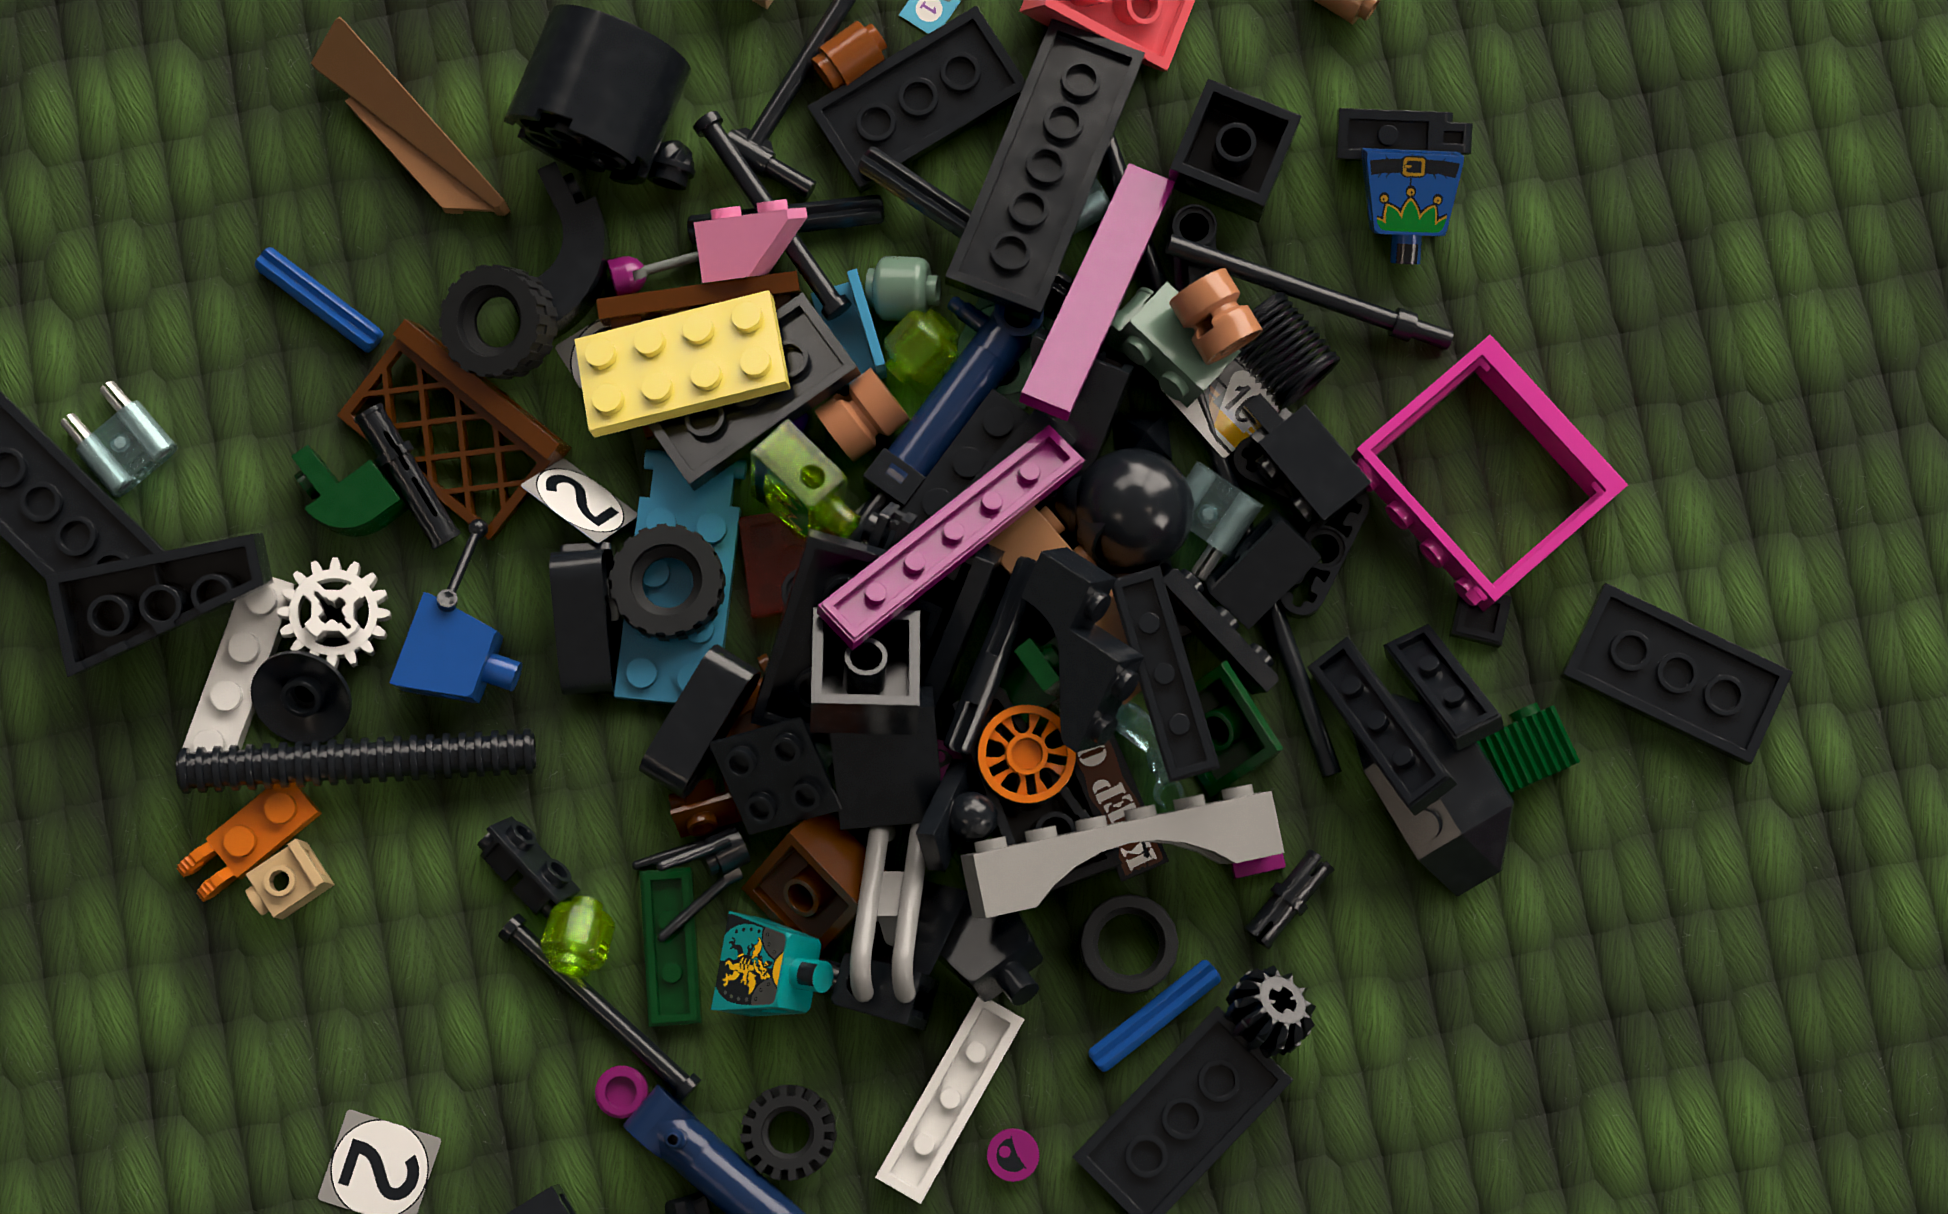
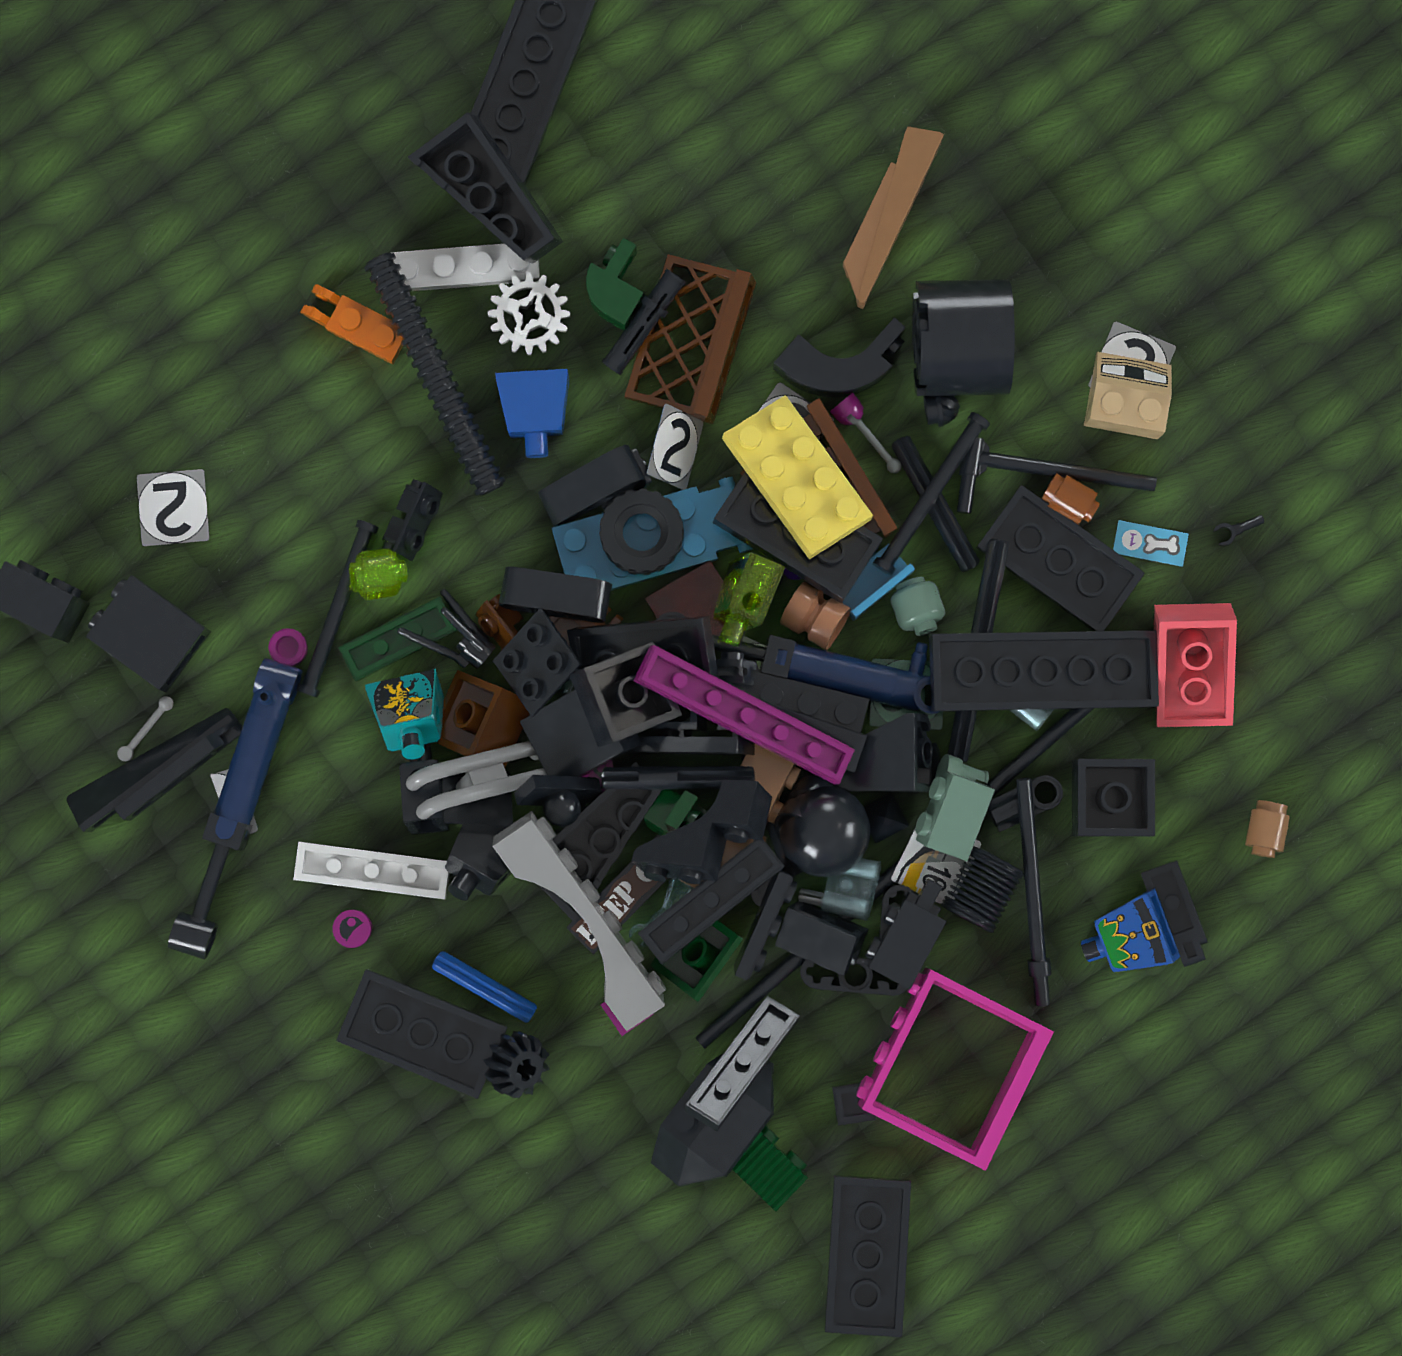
camera: 65 degrees right, 5 degrees up
(124, 446) = (587, 119): clear light blue piece -> none
(292, 711) = (462, 317): black dish -> none
(306, 880) = (346, 371): tan brick -> none
(319, 299) = (743, 206): blue axle -> none
(447, 598) = (568, 387): black hinge -> none
(461, 313) = (768, 310): black tyre -> none
(745, 244) = (900, 484): bright pink slope -> none
(756, 1132) = (283, 764): black tyre -> none
(920, 347) = (880, 636): clear neon green head -> none
(1024, 755) = (619, 826): orange wheel -> none
(1096, 293) = (966, 744): tile -> none
(1166, 935) = (496, 953): black tyre -> none
(1215, 316) = (980, 834): nougat wheel -> none
(1289, 899) = (601, 1047): black pin -> none
(1443, 687) = (787, 1096): black tile -> none

